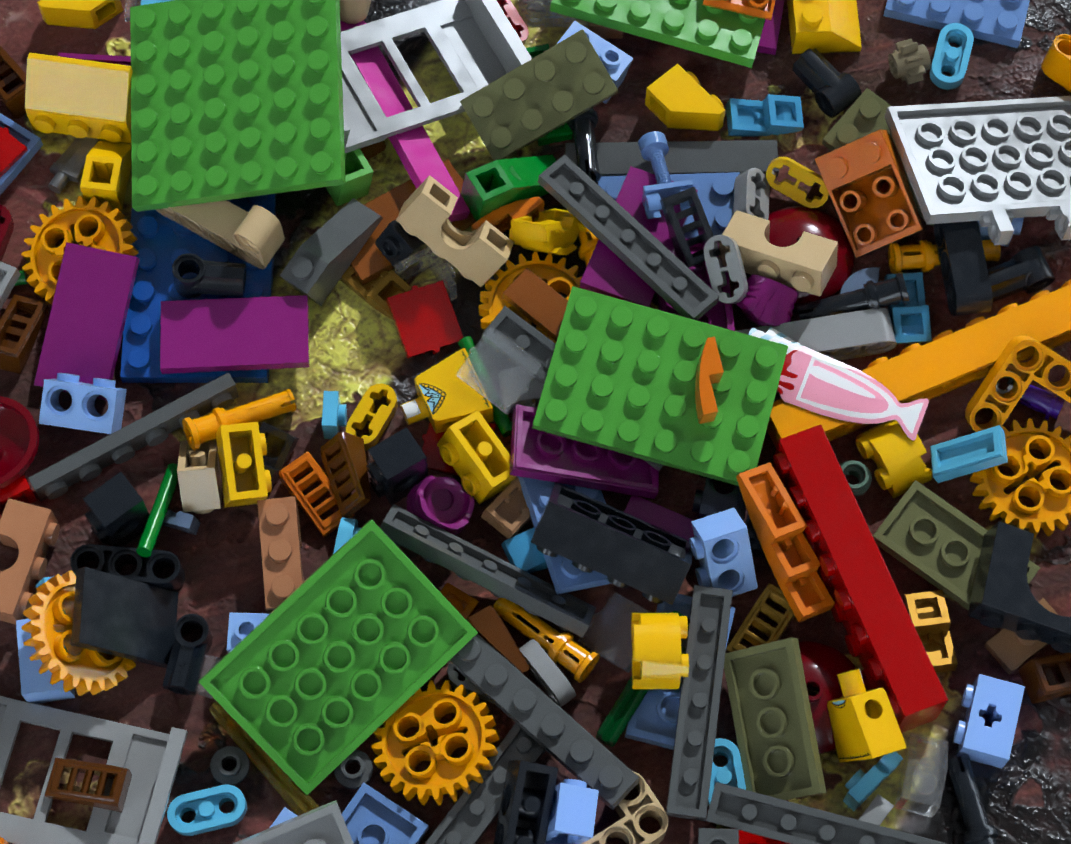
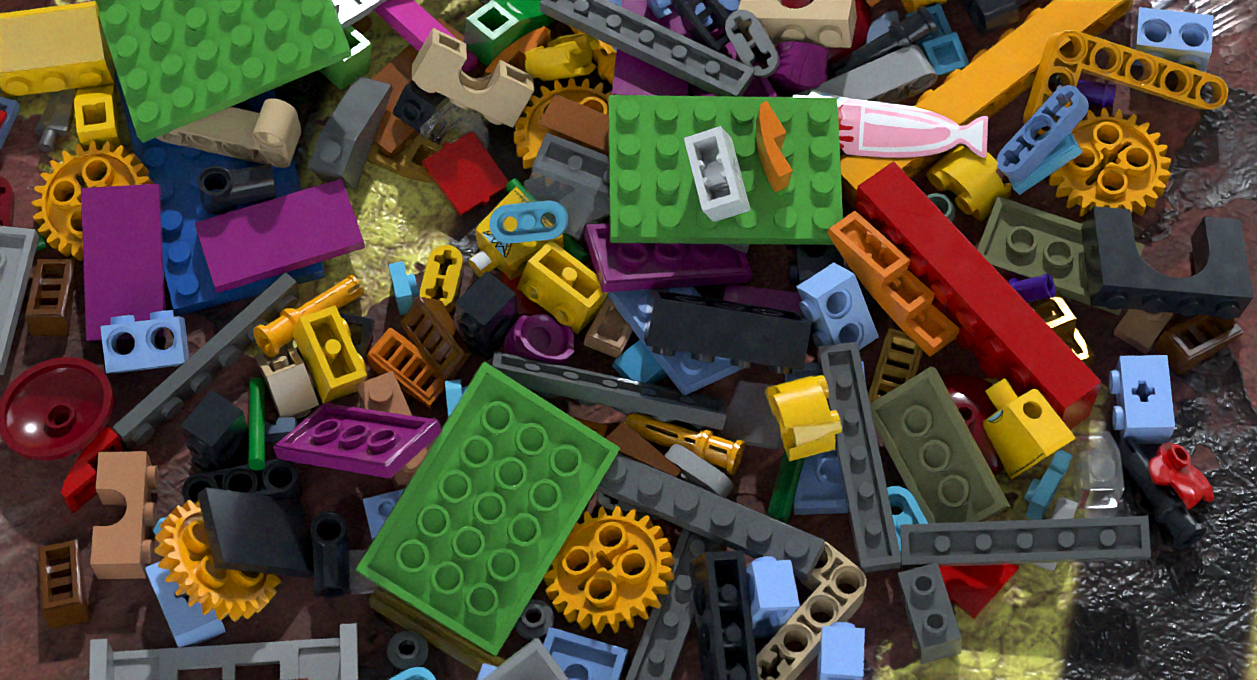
camera: 15 degrees left, 5 degrees down
(238, 558) = (357, 440): none -> magenta tile
(463, 389) = (529, 222): none -> medium azure plate
(646, 395) = (717, 174): none -> white brick
(916, 581) = (1034, 288): none -> dark purple pin
(991, 434) = (1043, 117): none -> medium blue beam
(998, 800) = (1173, 467): none -> red plate

